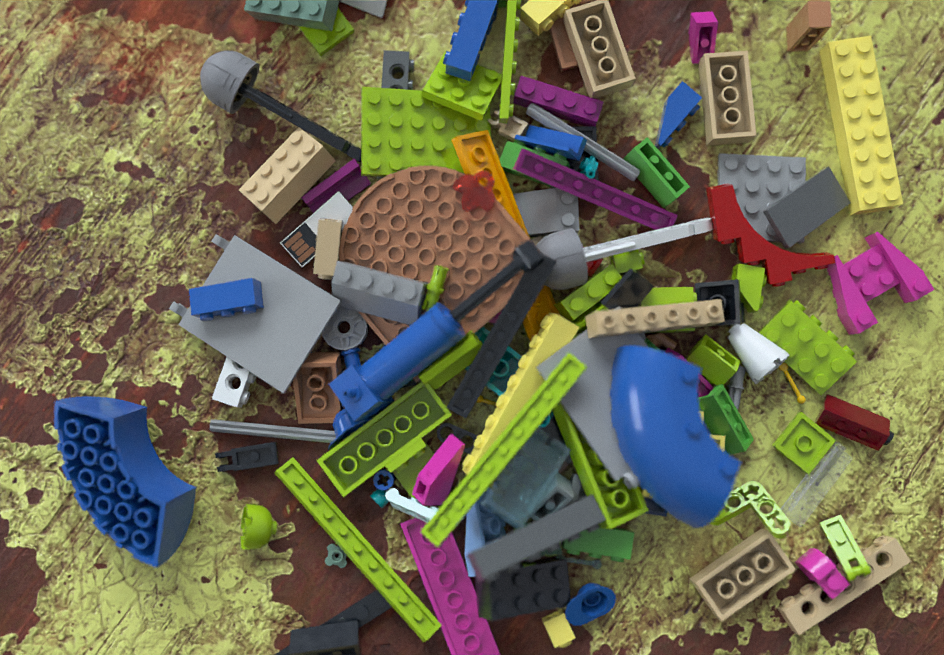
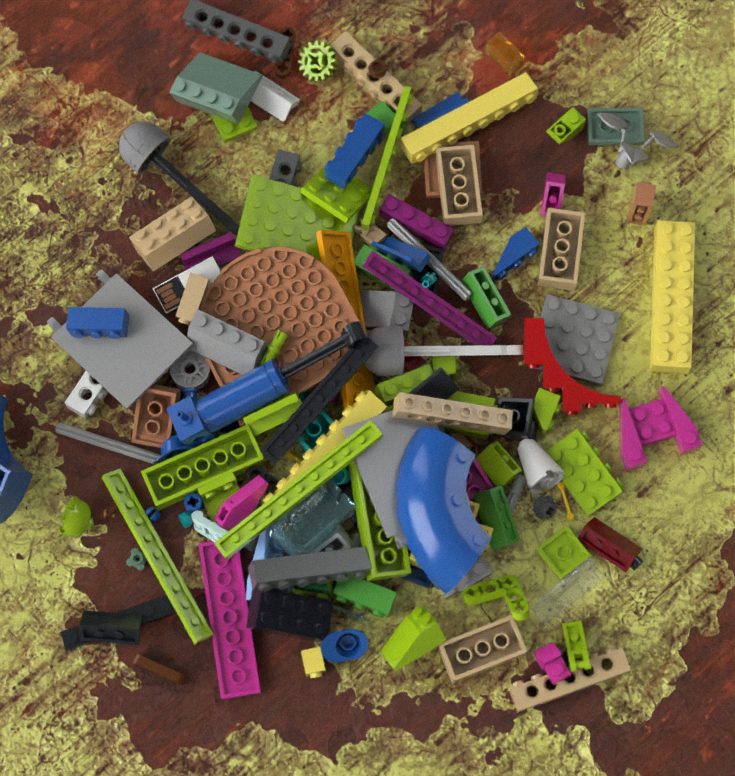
camera: 15 degrees right, 10 degrees down
(250, 457) = (83, 460): black hinge -> none
(346, 502) = (155, 517): none -> blue hinge
(473, 193) = (323, 278): clear red plate -> none
(663, 582) = (412, 639): none -> lime slope
(773, 397) = (544, 507): none -> dark grey gear
(806, 207) = (609, 354): dark grey tile -> none

